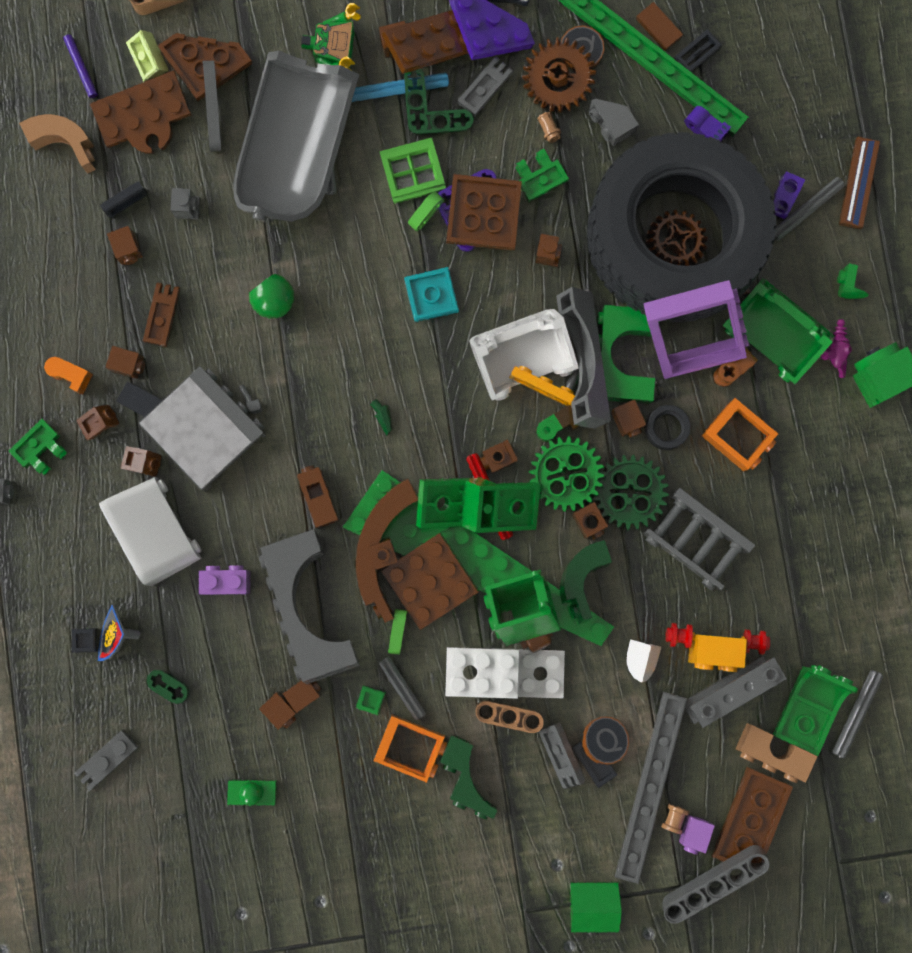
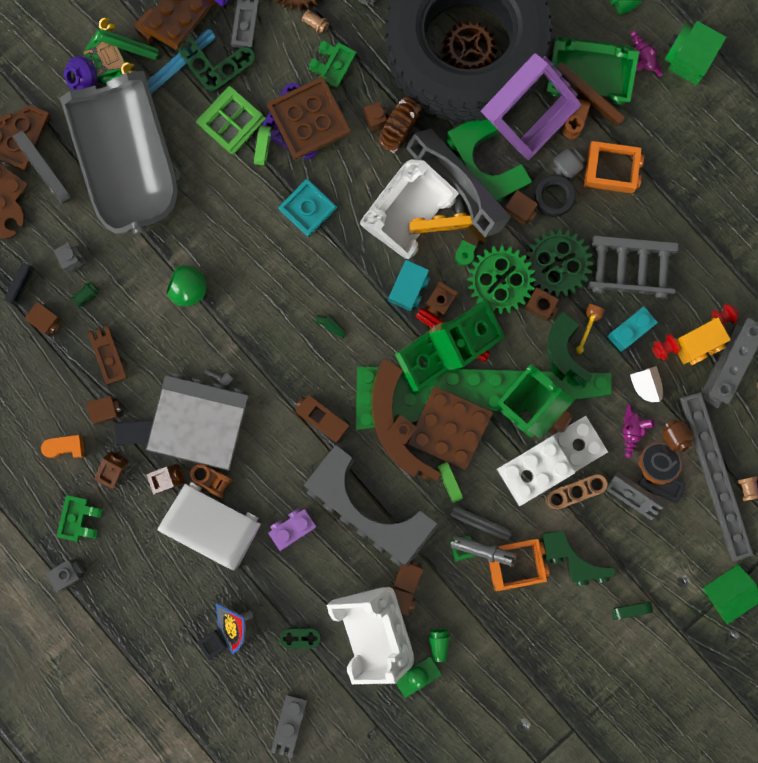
camera: 35 degrees left, 0 degrees up
(177, 246) = (84, 294): none -> dark green pin
(180, 489) = (212, 480): none -> dark orange piece
(236, 730) = (375, 635): none -> white windscreen
(291, 774) = (439, 644): none -> green cone
(305, 41) = (84, 71): none -> dark purple piece
(362, 42) = (128, 44): none -> green axle
(391, 723) = (491, 553): none -> dark grey pin
(477, 425) = (408, 286): none -> teal brick
(489, 861) = (632, 610): none -> dark green beam
(564, 270) = (400, 124): none -> reddish brown gear
(601, 693) = (634, 430): none -> magenta piece
(633, 561) = (594, 313): none -> hinge
(638, 725) = (677, 435): none -> reddish brown head
(660, 598) = (632, 329): none -> teal brick
(700, 405) = (568, 163): none -> dark grey head
(761, 353) = (590, 95): none -> reddish brown tile

